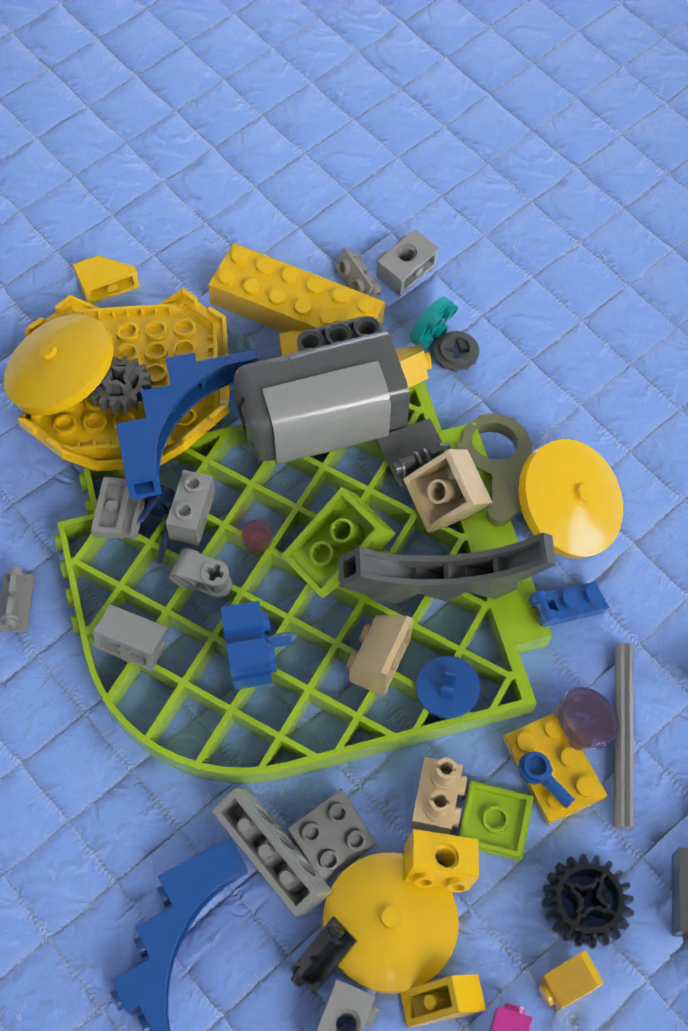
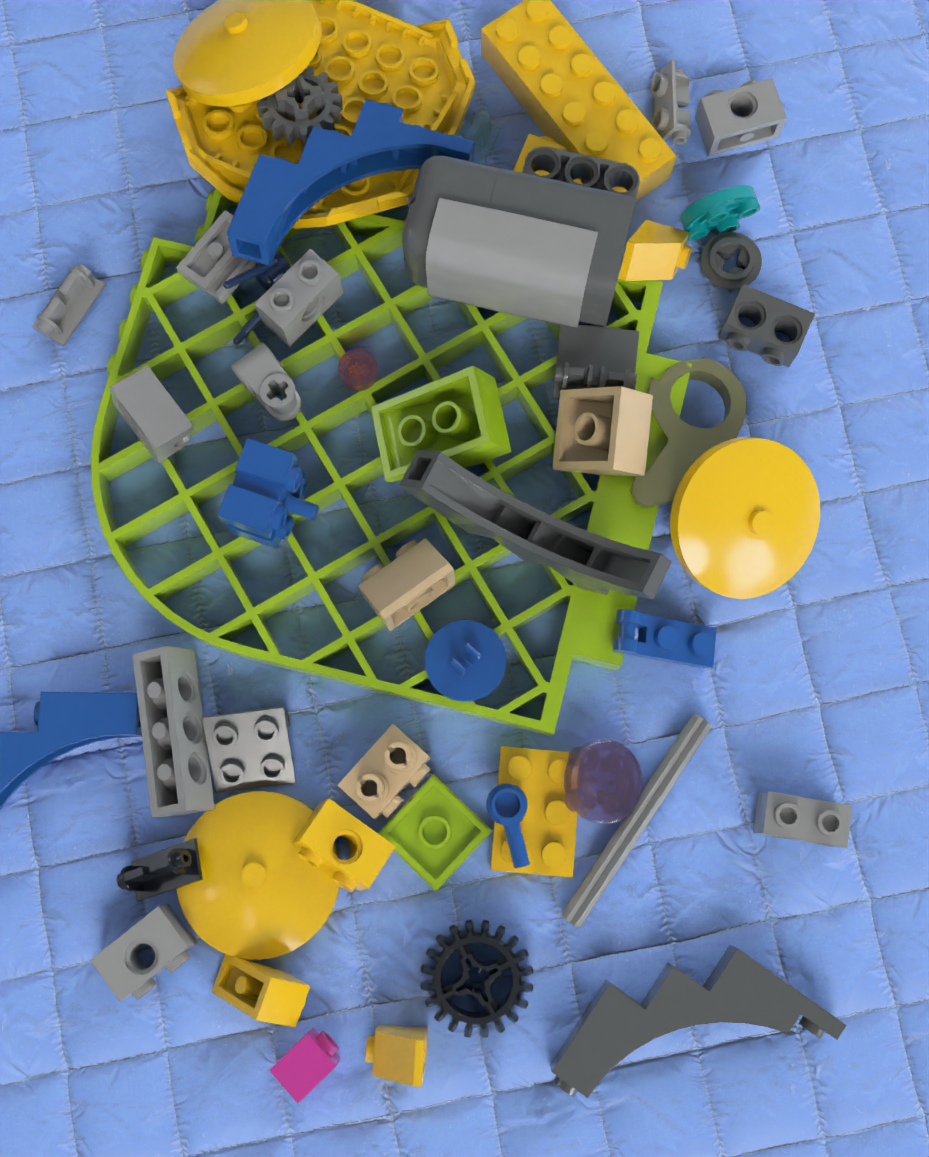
camera: 35 degrees right, 15 degrees up
(504, 372) = (769, 316): none -> dark grey brick

